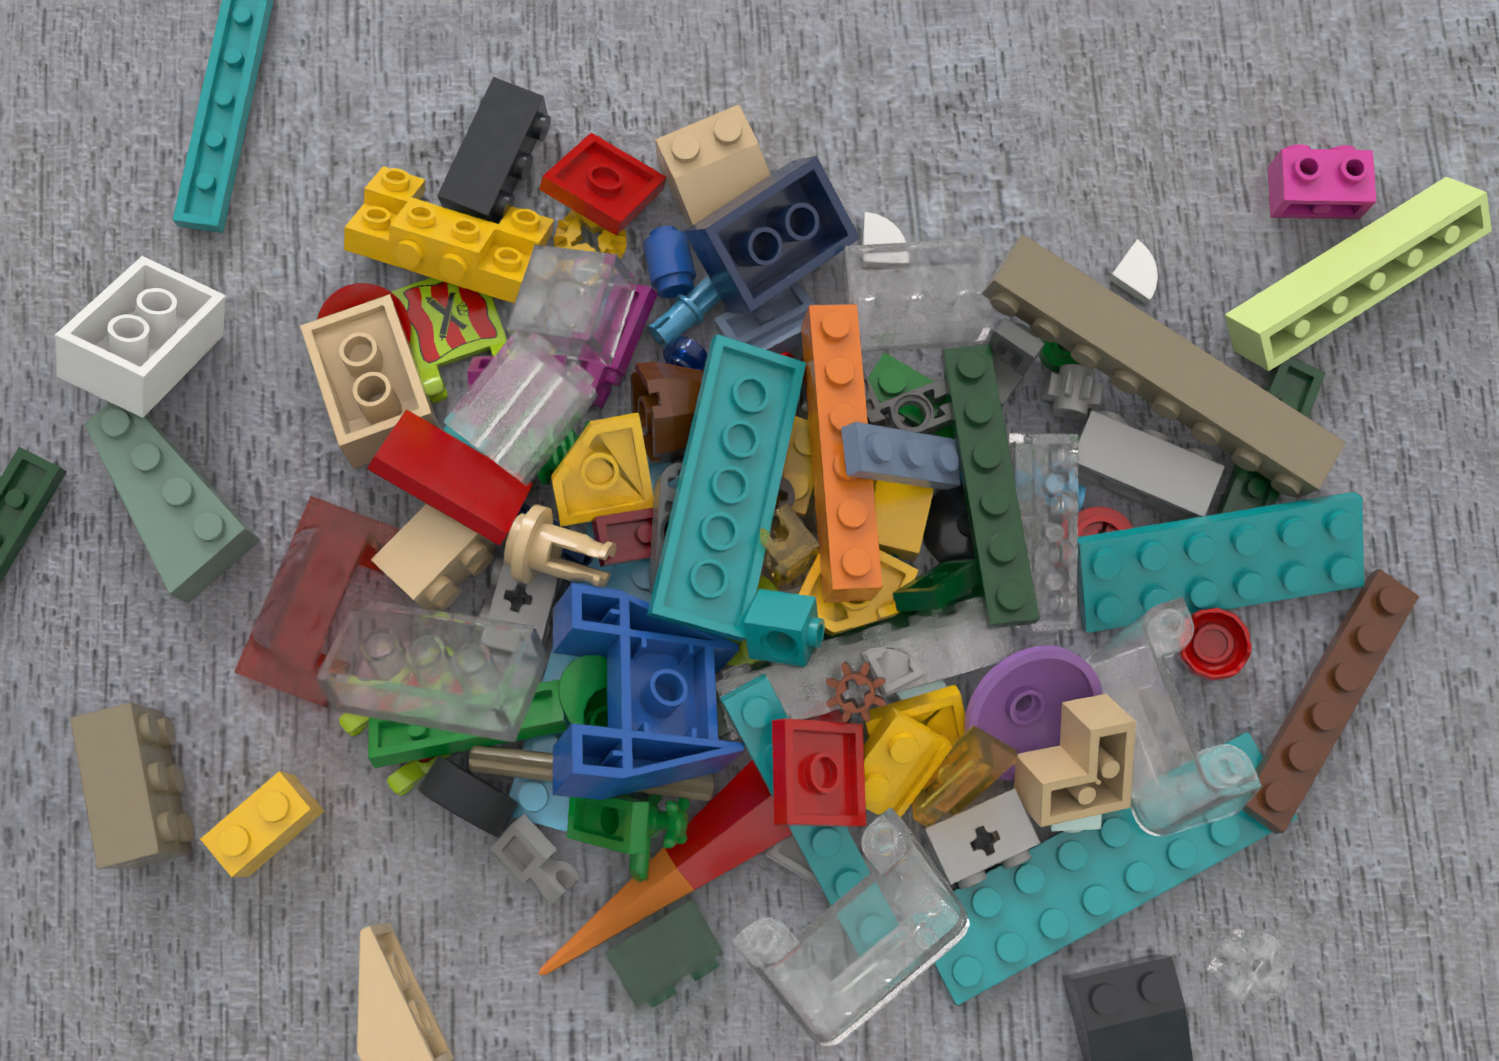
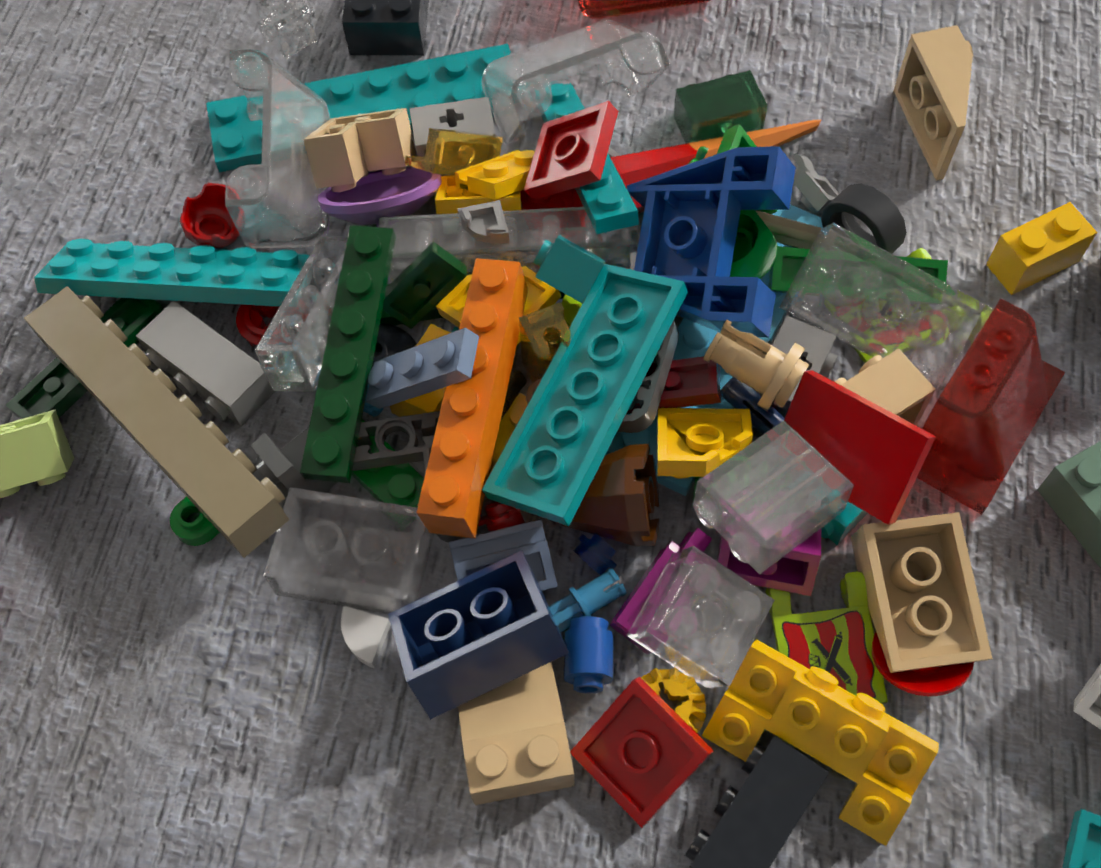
camera: 160 degrees left, 15 degrees down
(861, 678) = (522, 201): copper gear -> none
(1073, 392) = (241, 431): light grey gear -> none
(1137, 273) = (127, 544): white tile -> none
(1329, 699) = (140, 167): reddish brown plate -> none

